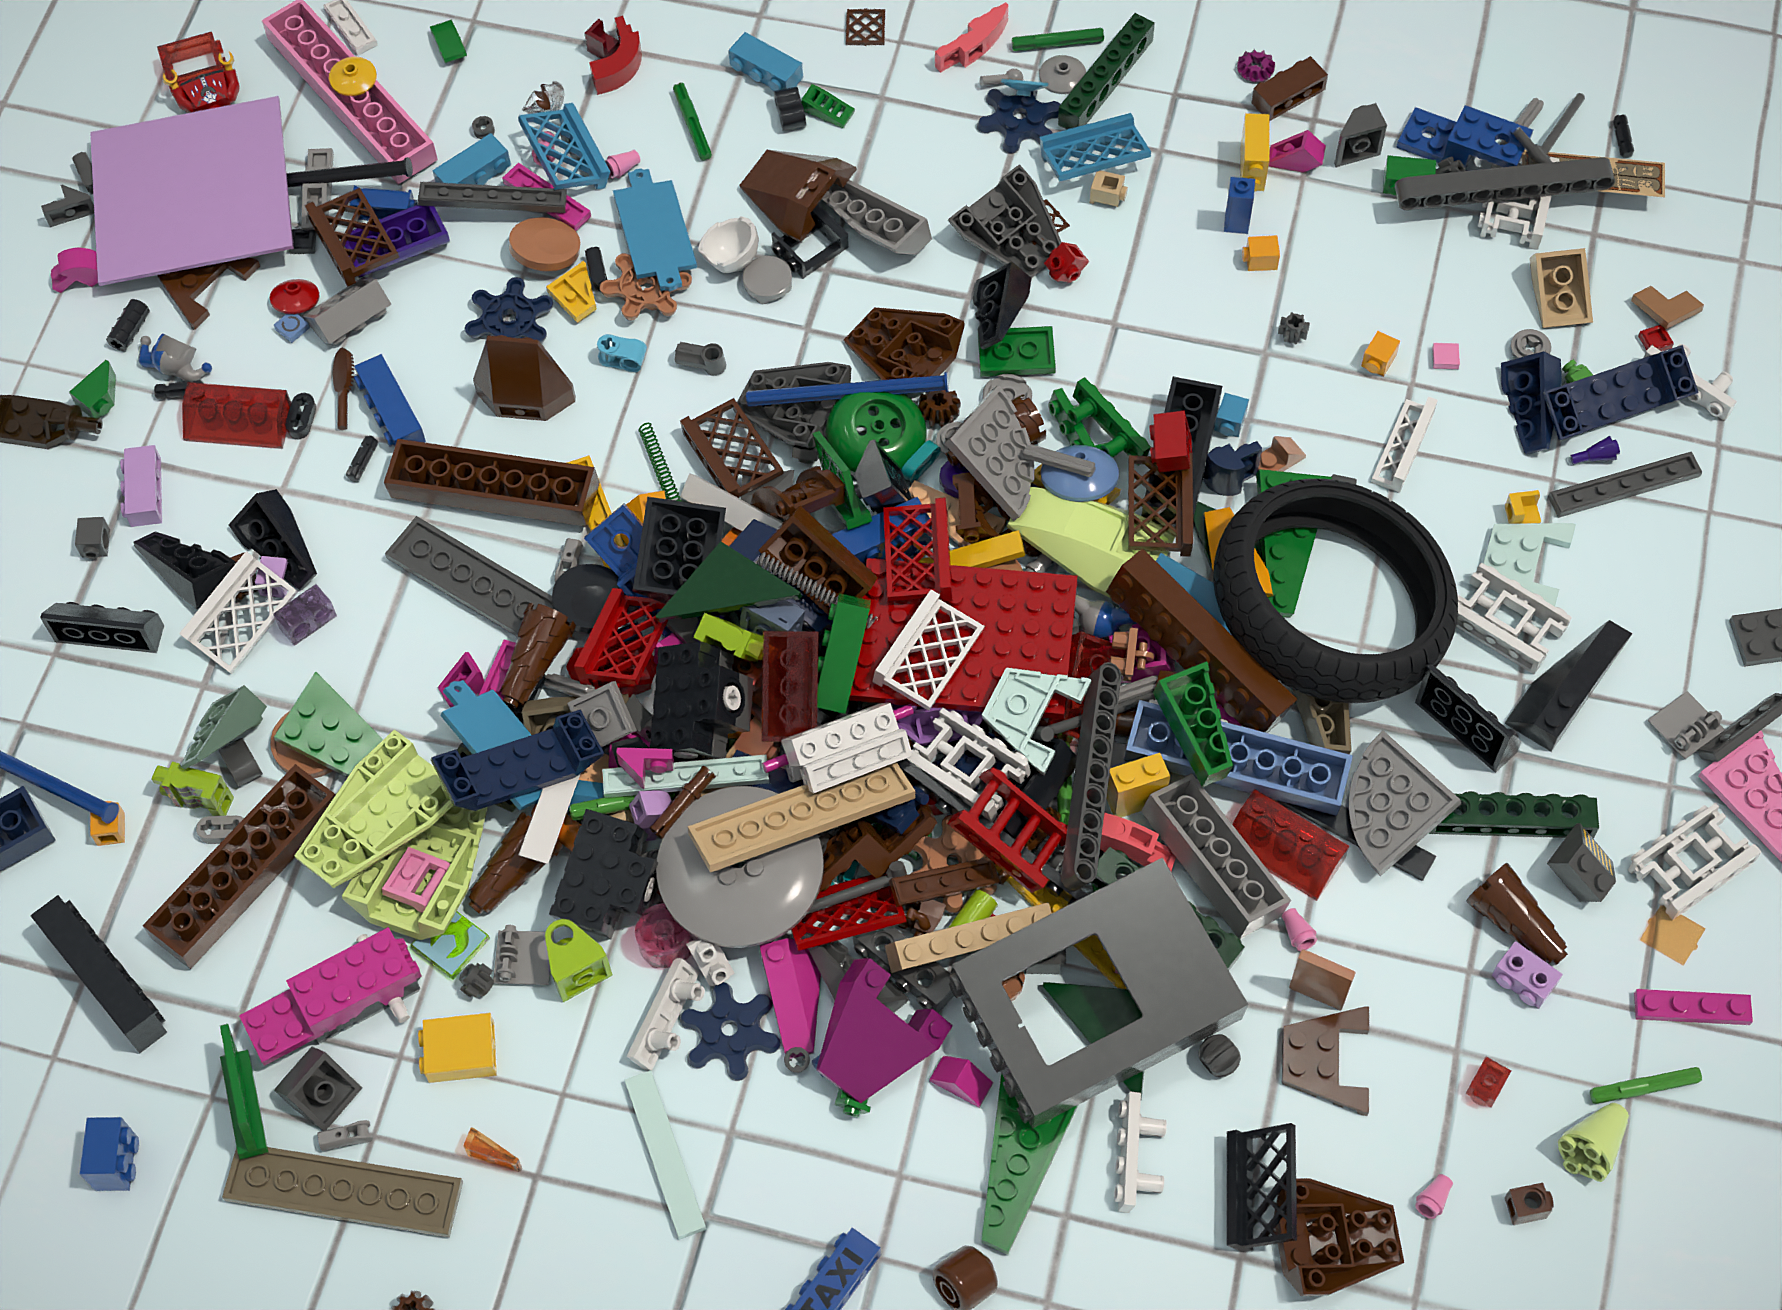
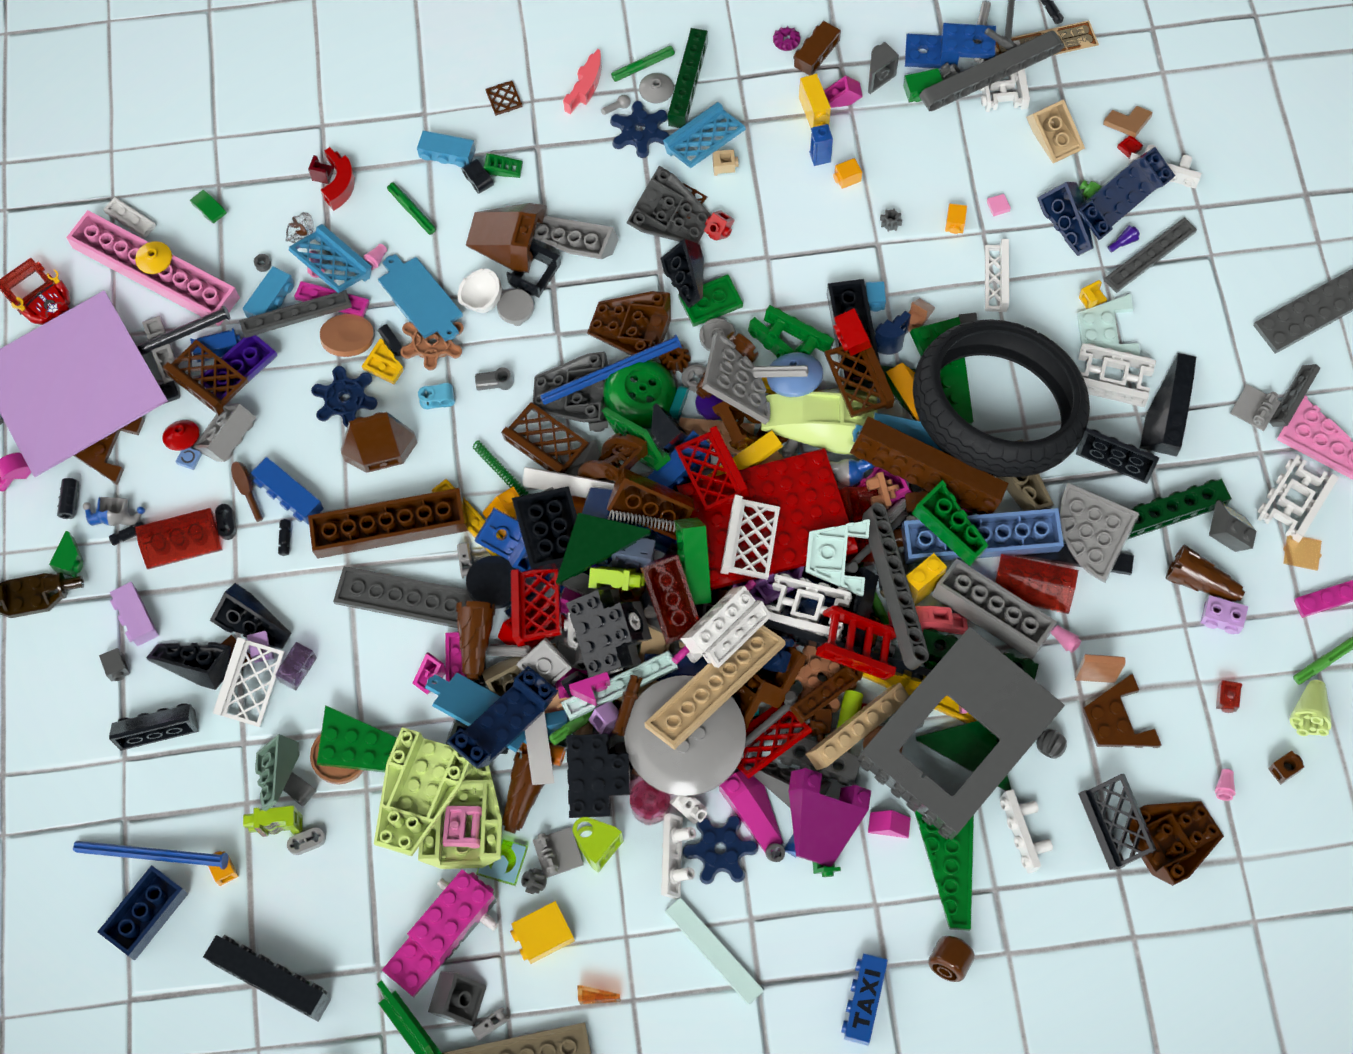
camera: 20 degrees left, 5 degrees up
(239, 868) = (334, 863): reddish brown brick -> none
(1024, 87) = (636, 107): medium azure dish -> none
(1533, 338) = (1050, 173): light grey gear -> none

